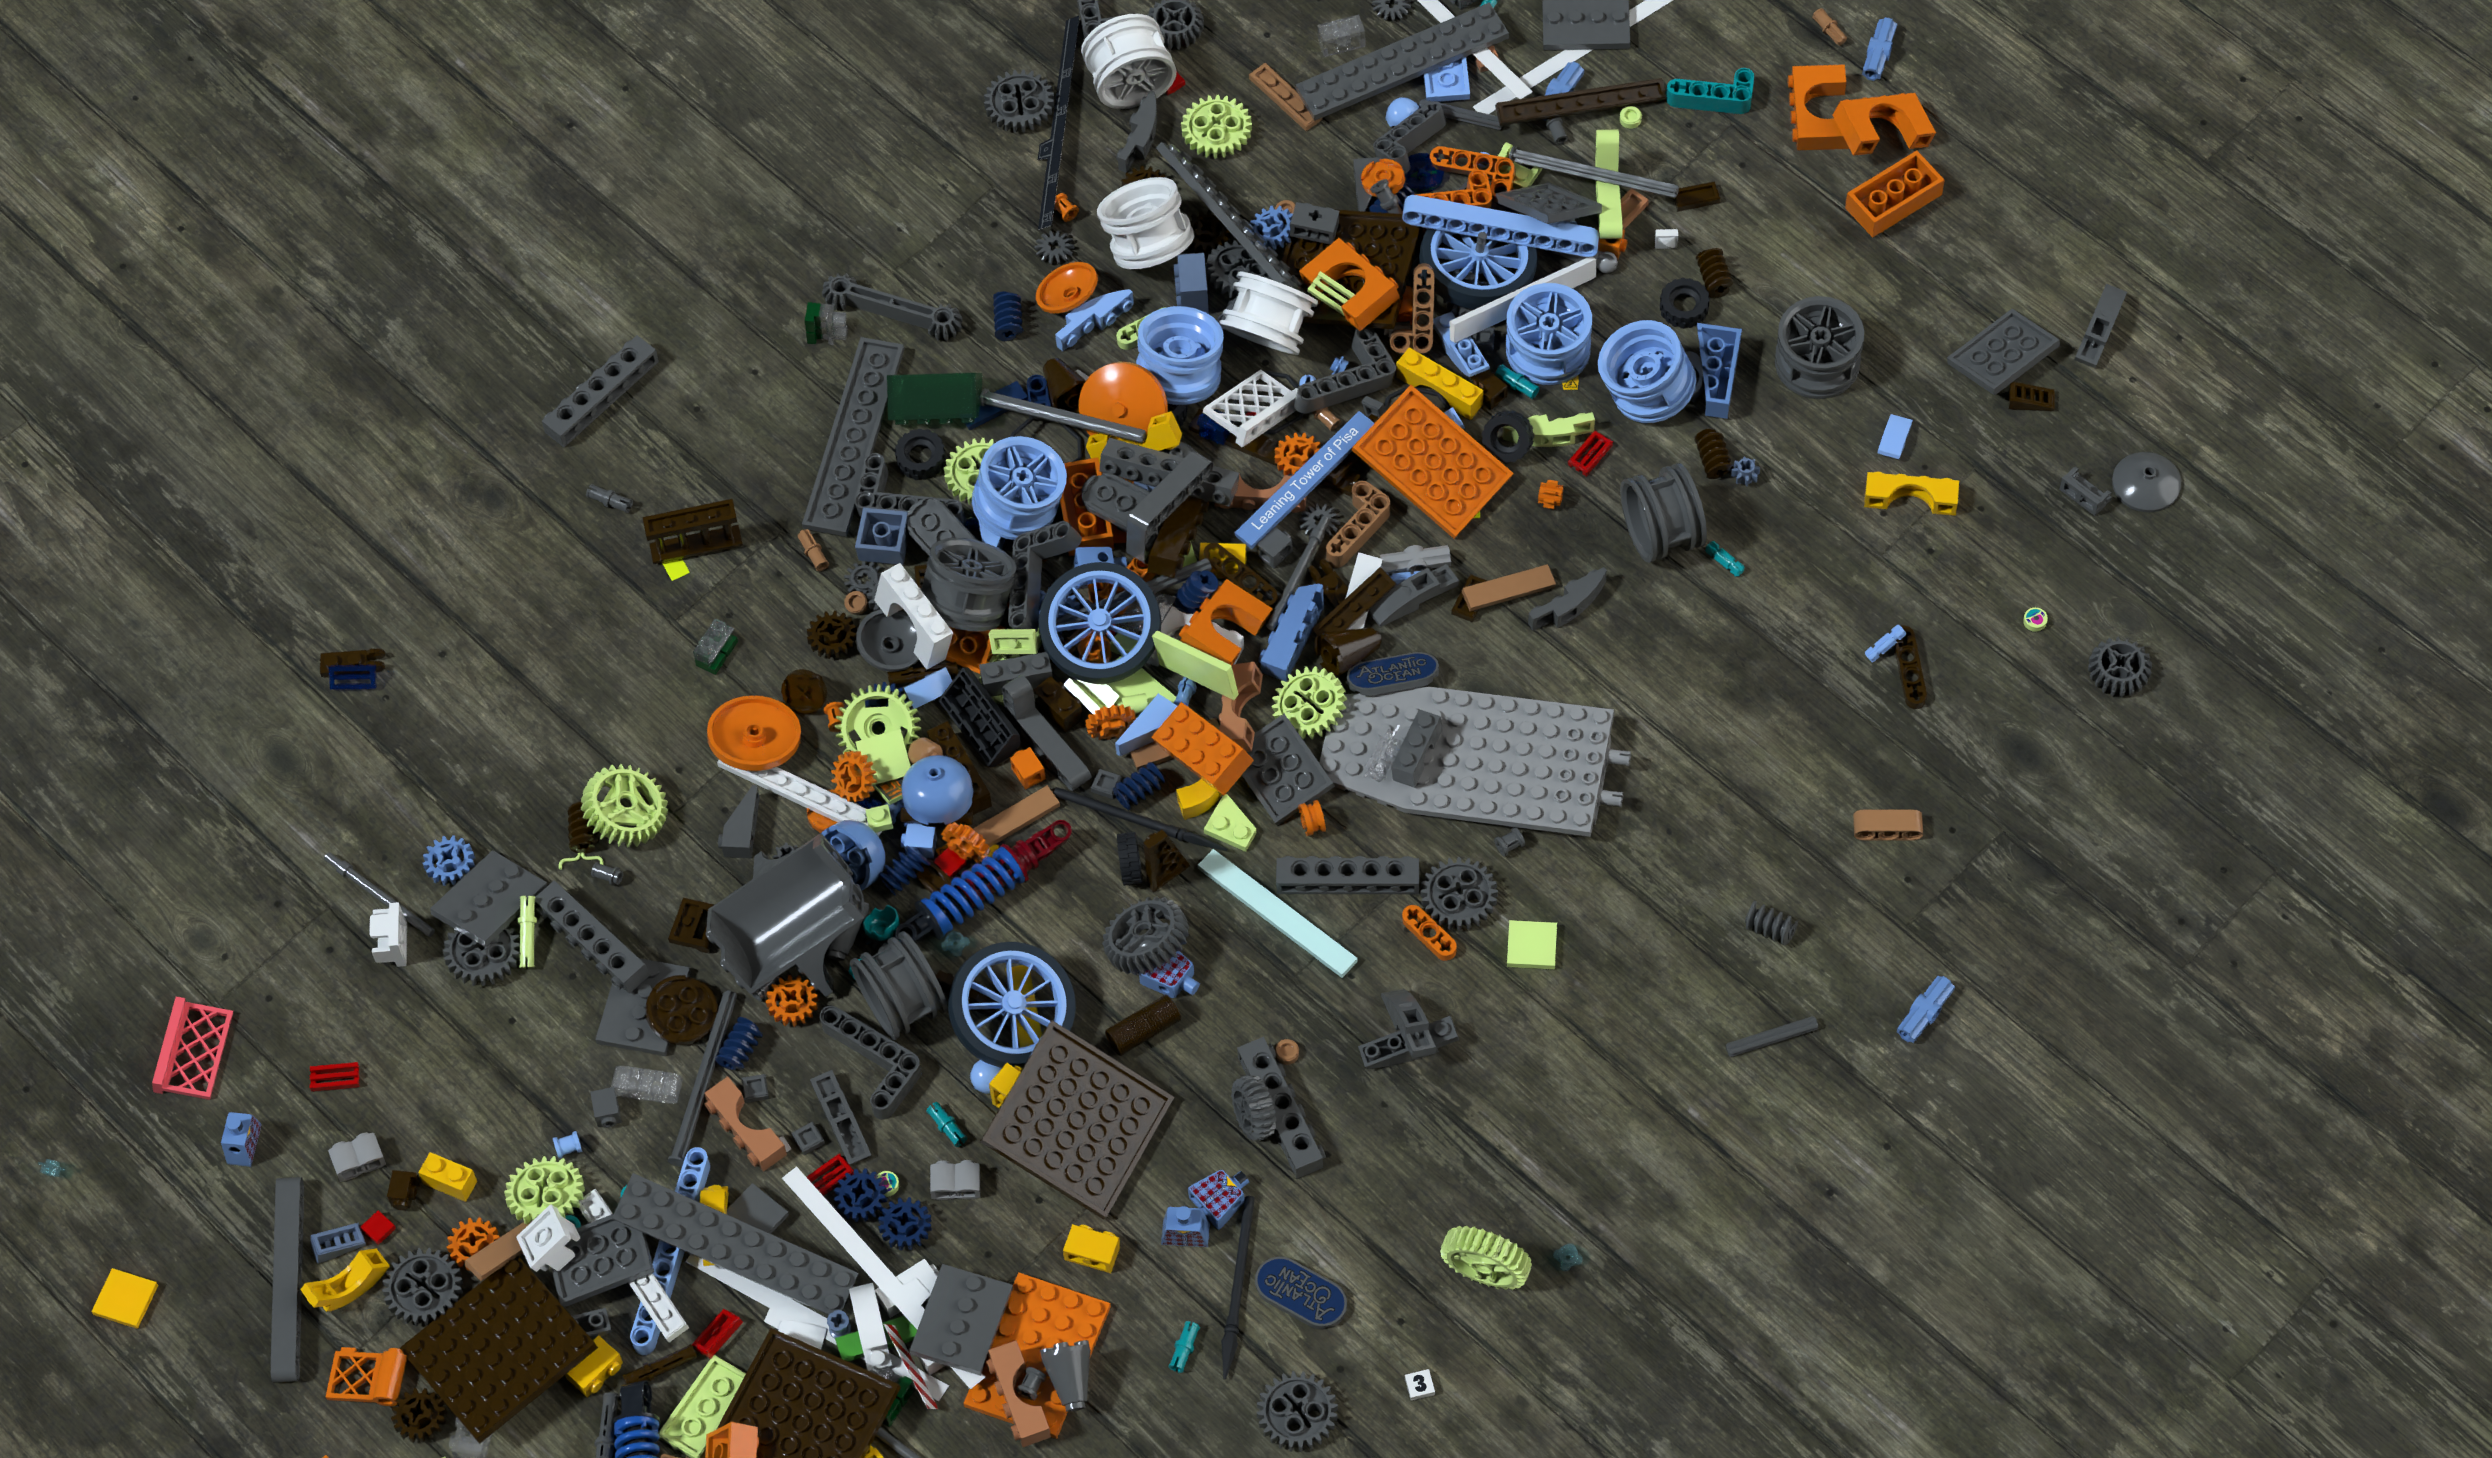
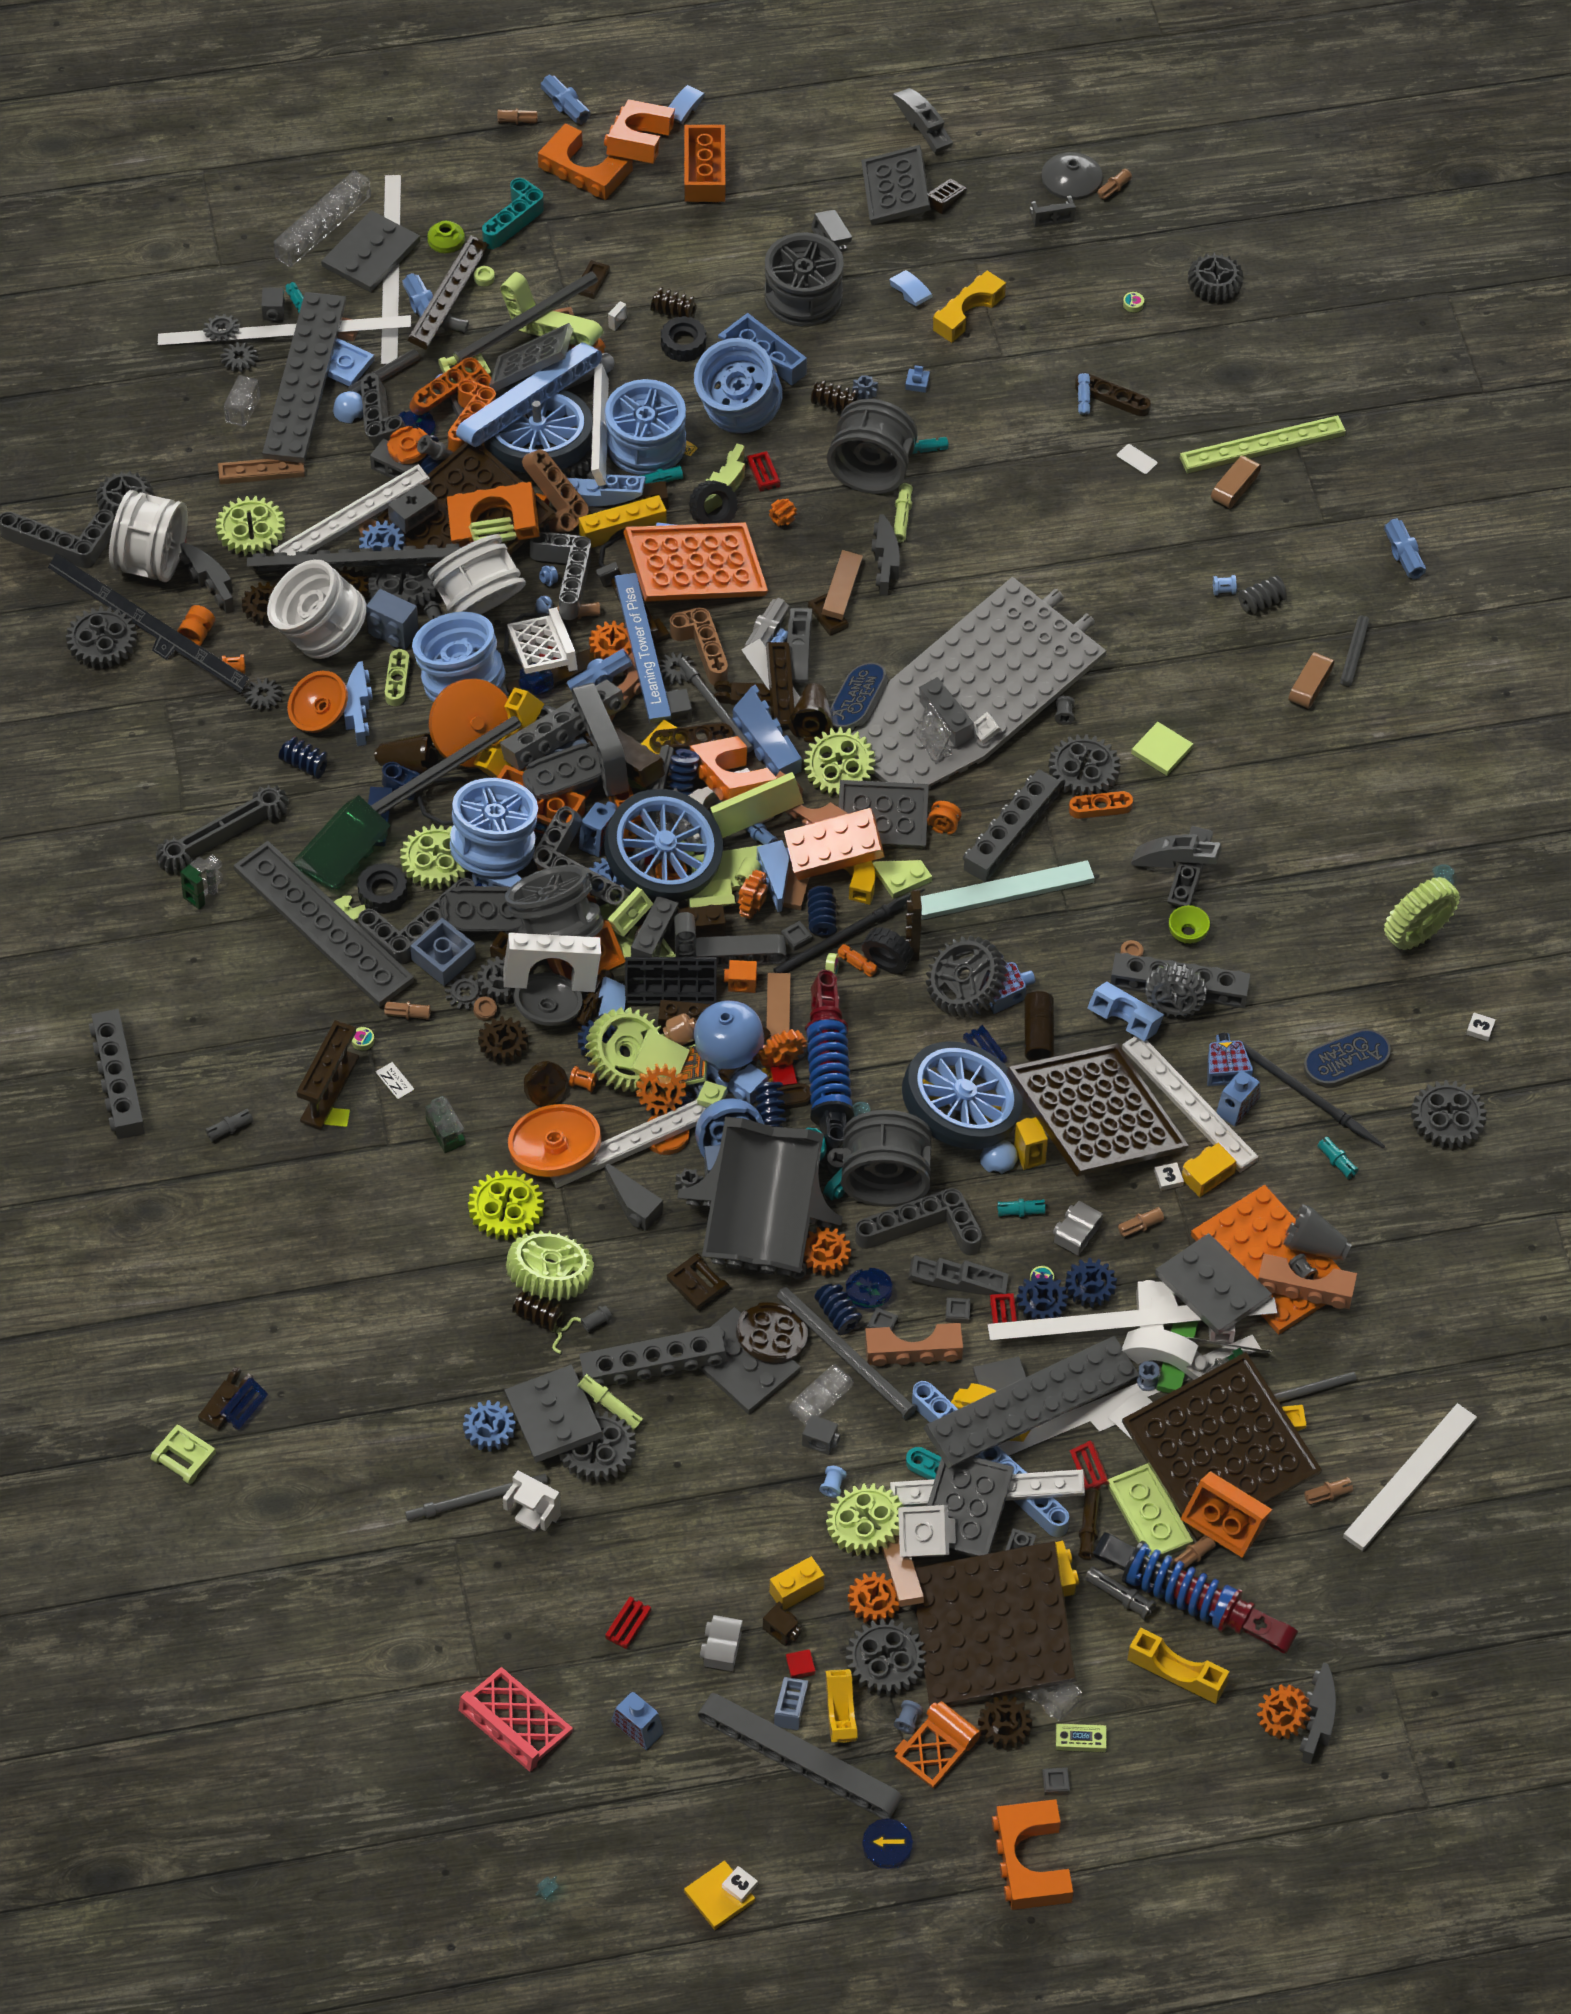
camera: 60 degrees left, 5 degrees down
(137, 1305) = (739, 1884): none -> white tile
(250, 1394) = (887, 1843): none -> clear blue tile
(286, 667) = (188, 1448): none -> yellowish green plate
(377, 1338) = (908, 1716): none -> sand blue bush
(664, 722) = (527, 1209): none -> neon yellow gear
(741, 585) = (395, 1080): none -> white sticker
(762, 536) = (363, 1039): none -> tile
(780, 1056) = (869, 1288): none -> clear blue tile
(885, 437) = (344, 903): none -> yellowish green piece
(999, 1227) = (1141, 1222): none -> medium nougat axle
(1063, 1221) = (1169, 1176): none -> white tile
(1080, 156) = (197, 624): none -> orange wheel
(1092, 828) = (832, 962): none -> yellowish green tile
(1103, 981) = (968, 1038): none -> clear blue tile
(1112, 850) = (857, 960): none -> orange axle
(1157, 1193) = (1189, 1101): none -> white tile
(1213, 1065) = (1112, 1001): none -> light blue arch
(1257, 467) = (600, 670): none -> medium blue piece
(1282, 187) = (354, 513): none -> white tile
(1345, 1068) = (1189, 917): none -> lime piece
(1426, 789) = (986, 727): none -> white tile
(1649, 69) = (446, 242): none -> lime piece
(1653, 573) = (903, 506): none -> yellowish green pin
(1705, 1019) = (1311, 680): none -> medium nougat beam
(1758, 885) = (1224, 581): none -> light blue bush
(1794, 506) = (917, 379): none -> medium blue tile
(1853, 731) = (1137, 458): none -> white sticker
(1905, 336) = (831, 226): none -> hinge
(1956, 822) = (1262, 444): none -> yellowish green tile
(1963, 137) = (685, 102): none -> light blue slope
(2163, 520) = (1114, 184): none -> medium nougat axle

